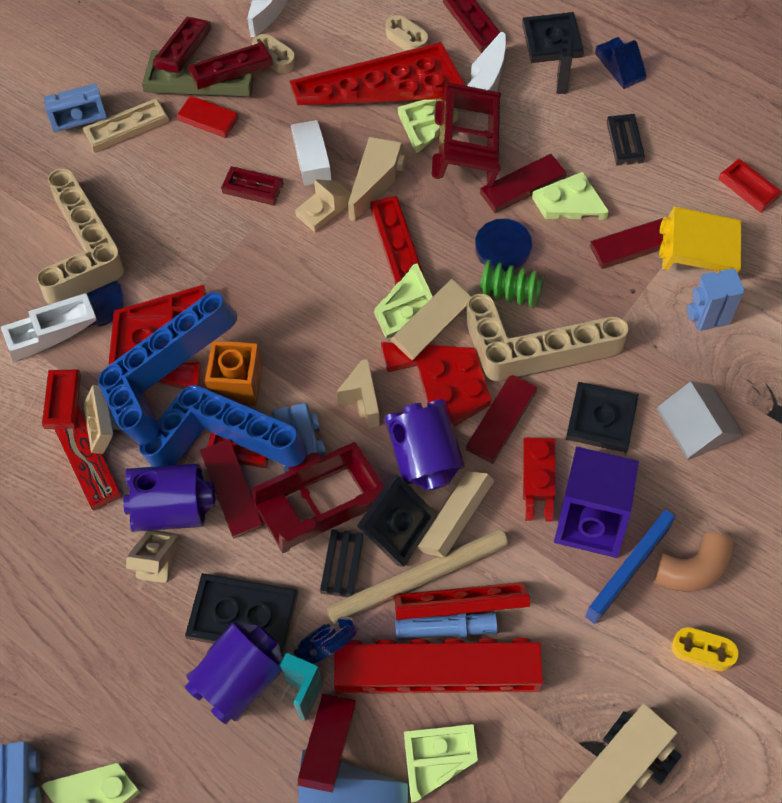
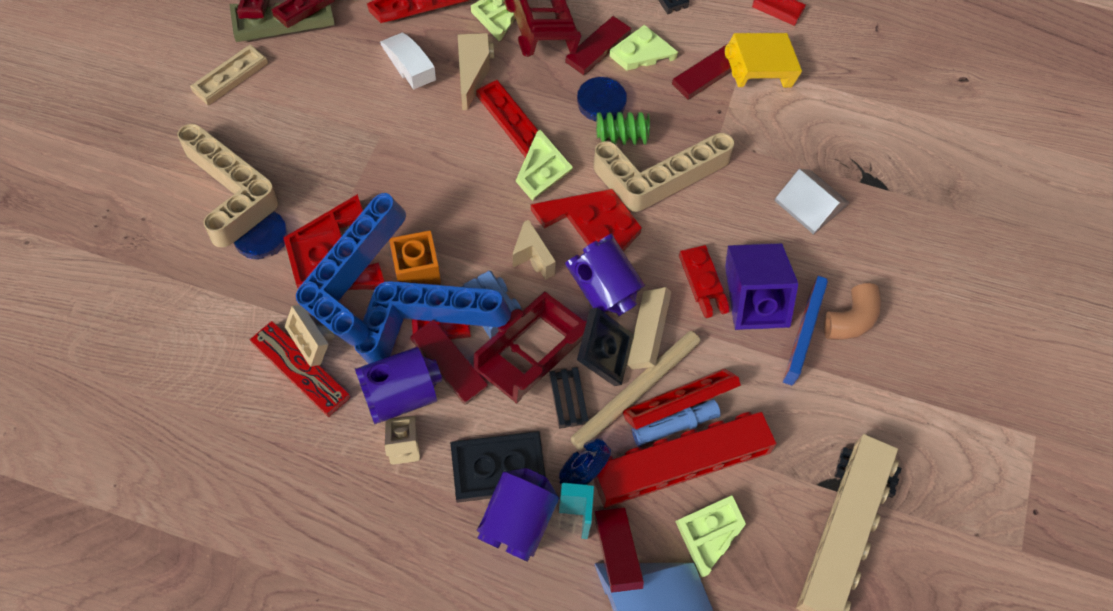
camera: 25 degrees left, 0 degrees up
(48, 326) = (226, 267): white slope -> none
(61, 399) = (264, 327): red tile -> none
(75, 107) = (177, 68): medium blue brick -> none
(207, 116) = (302, 50): red tile -> none
(250, 189) = (366, 101): dark red tile -> none
(324, 205) = (436, 102): tan slope -> none
(431, 319) = (568, 174): tan tile -> none
(501, 419) = (655, 241): dark red tile -> none
(602, 417) = (735, 218): black tile -> none
(706, 641) = (886, 383): yellow beam -> none
(715, 299) = (792, 99): medium blue brick -> none

